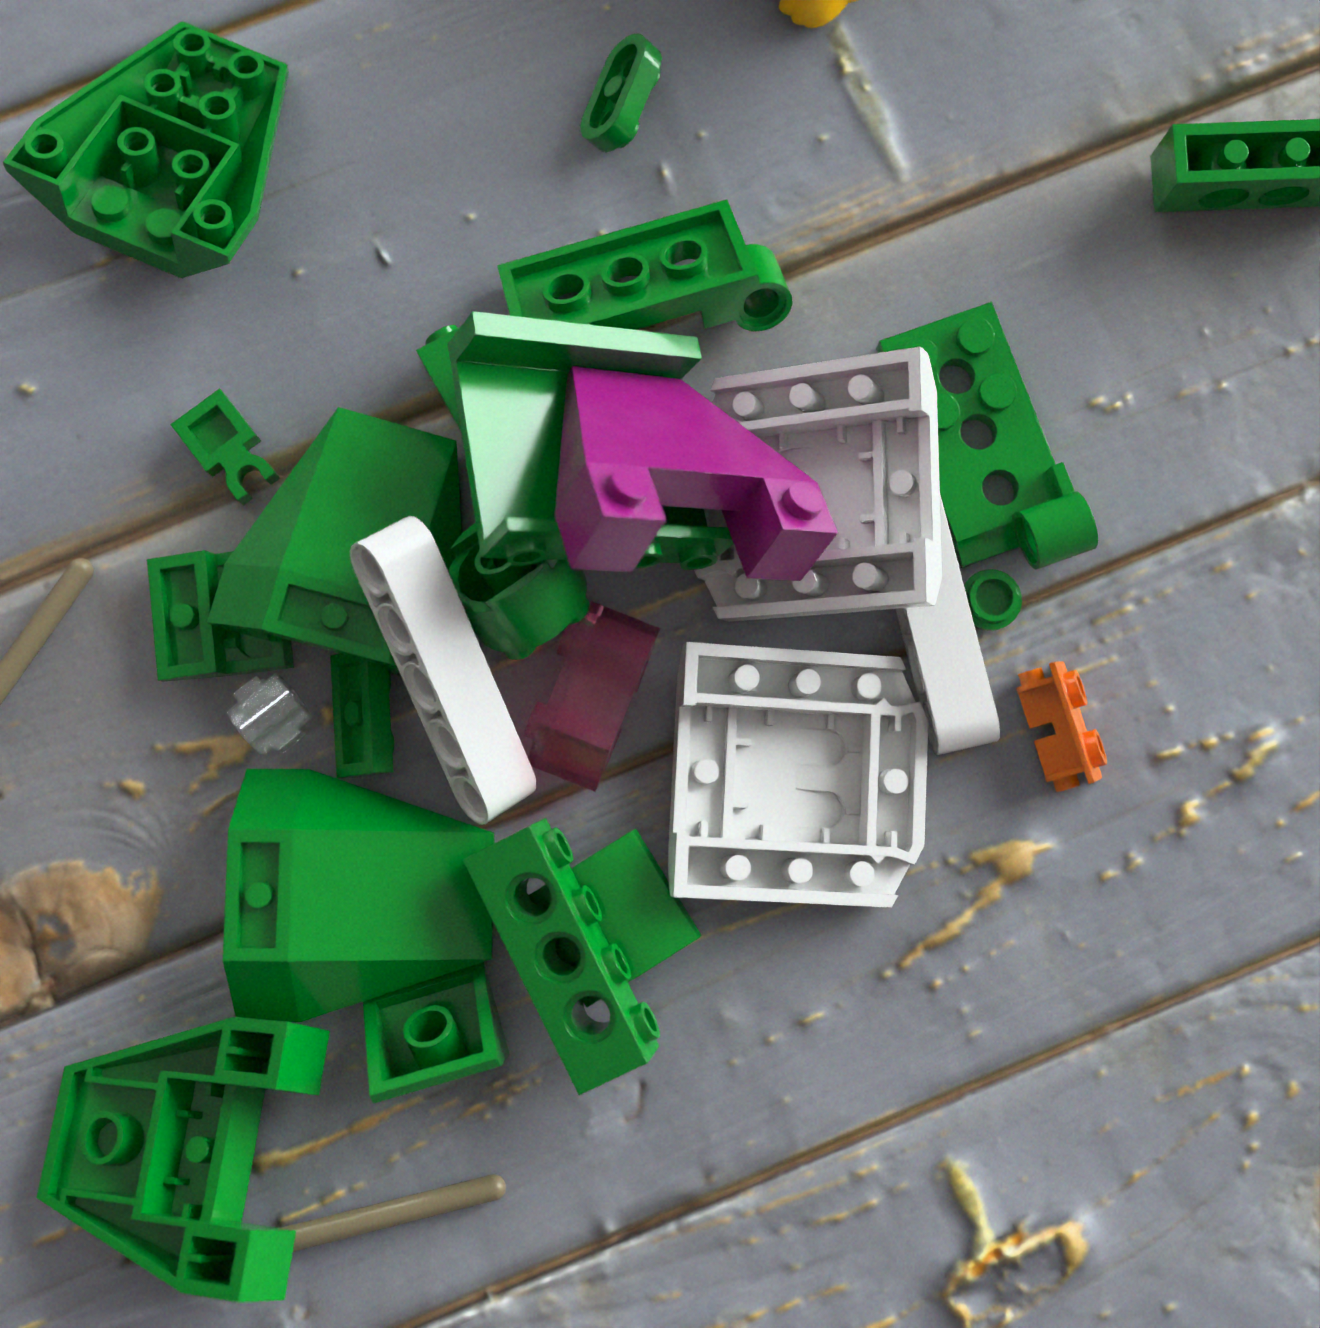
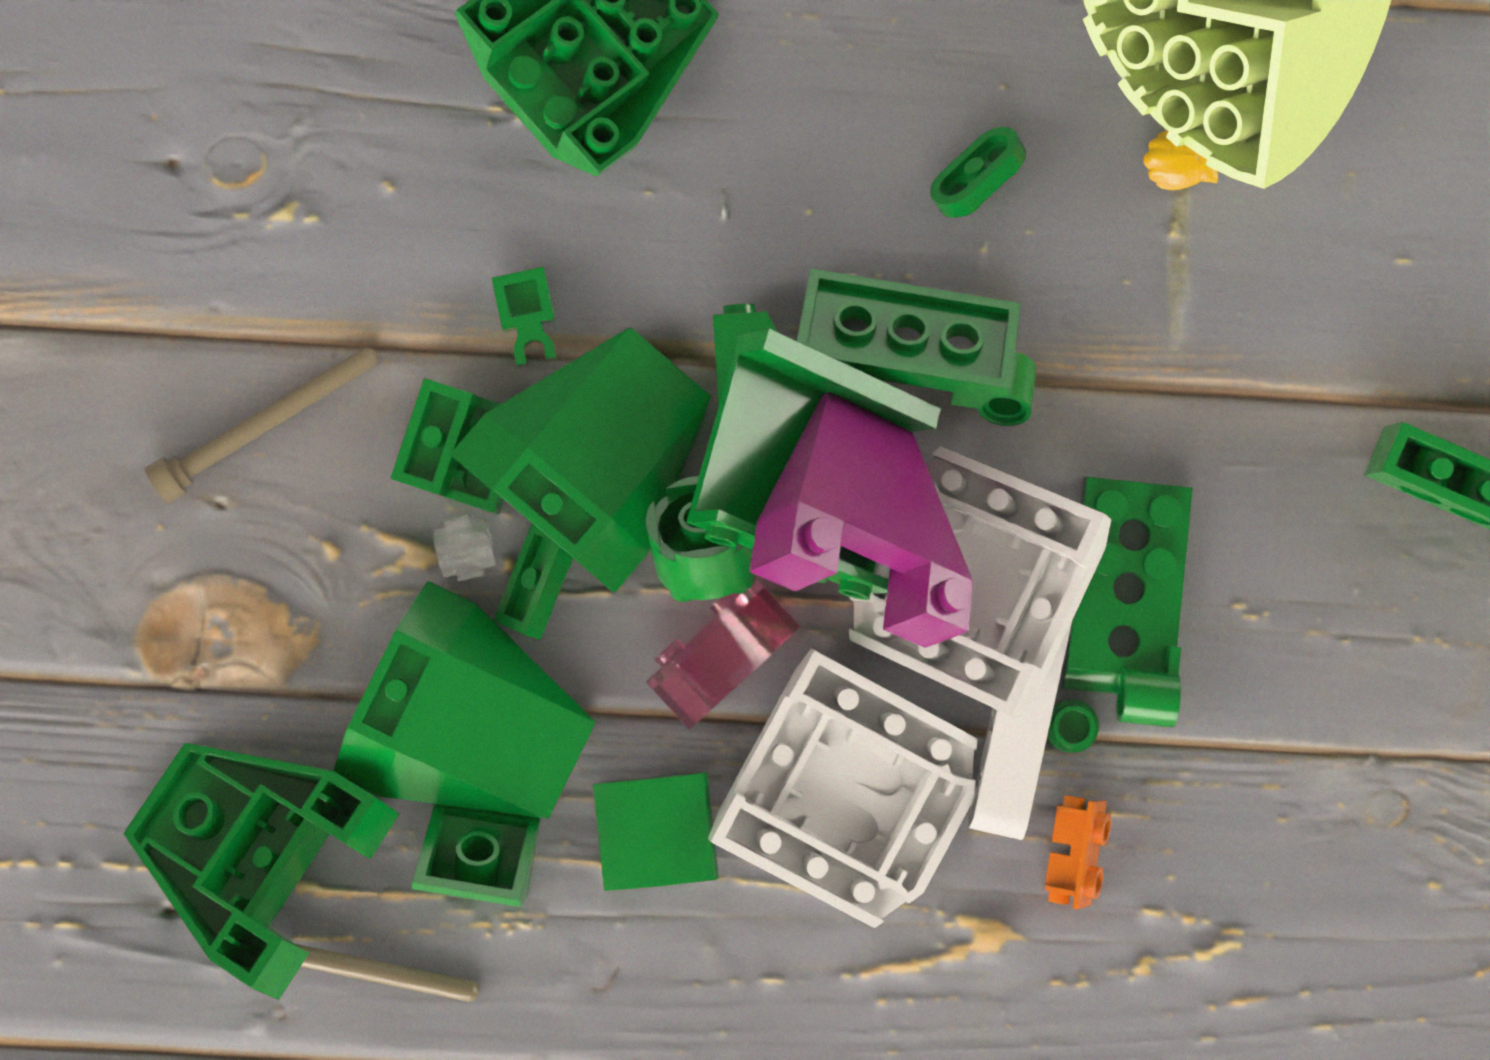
camera: 25 degrees right, 5 degrees up
(443, 668) = (617, 584): white beam -> none
(588, 1048) = (591, 924): green brick -> none

